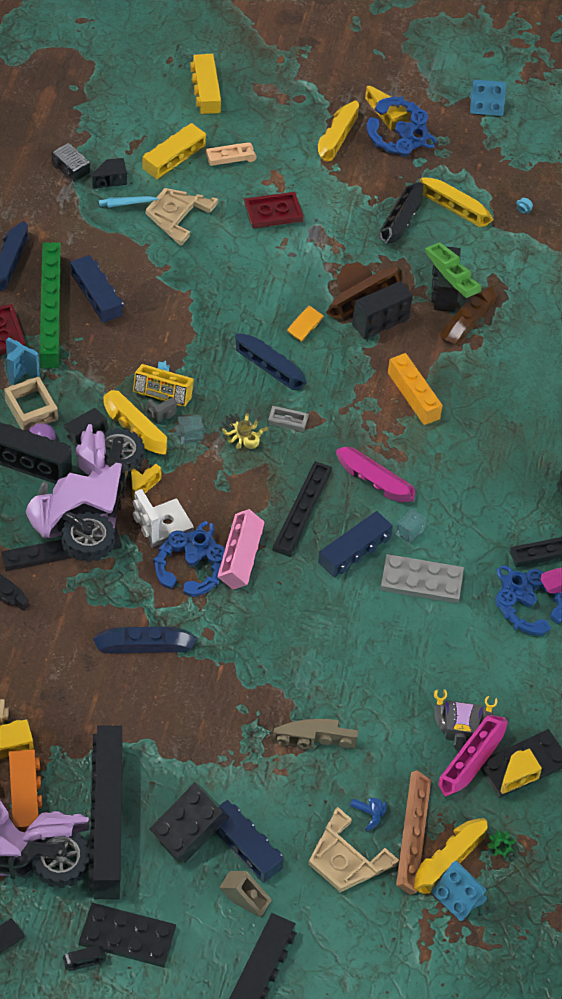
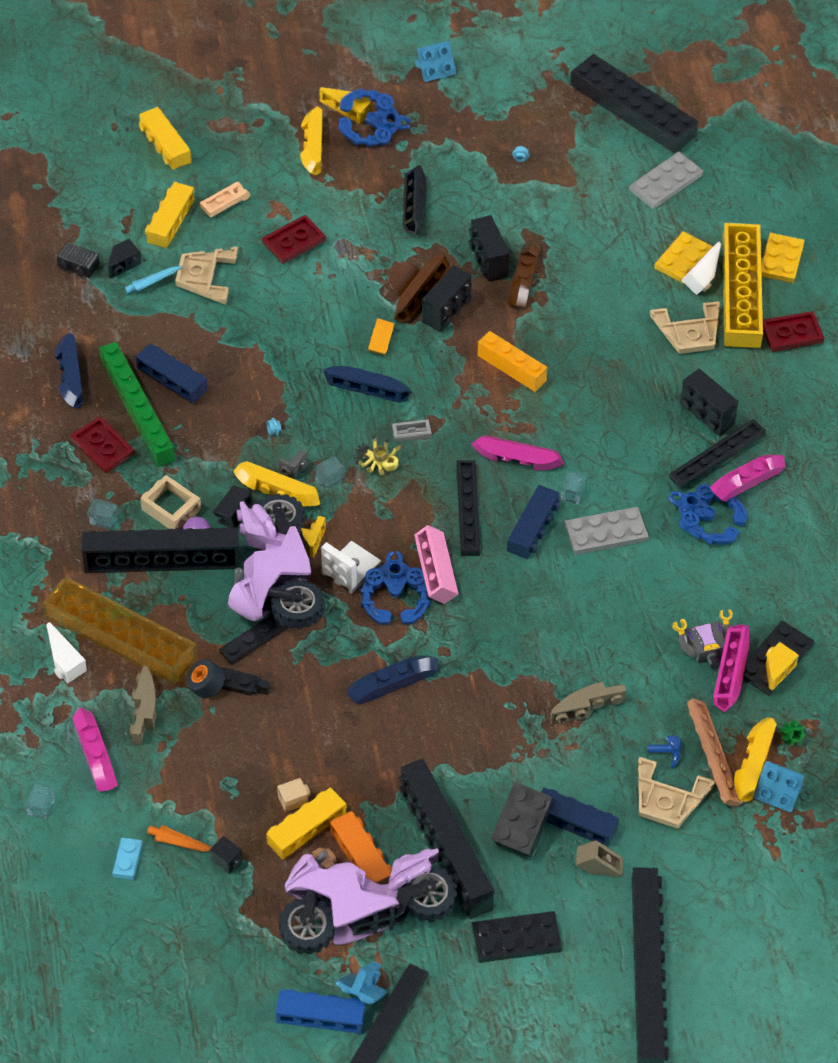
camera: 20 degrees left, 0 degrees up
(21, 361) = (141, 465): dark azure bracket -> none
(84, 958) = (491, 970): black beam -> none
(163, 384) = (284, 441): brick -> none
(450, 267) = (492, 235): bright green slope -> none
(456, 201) = (458, 172): yellow brick -> none

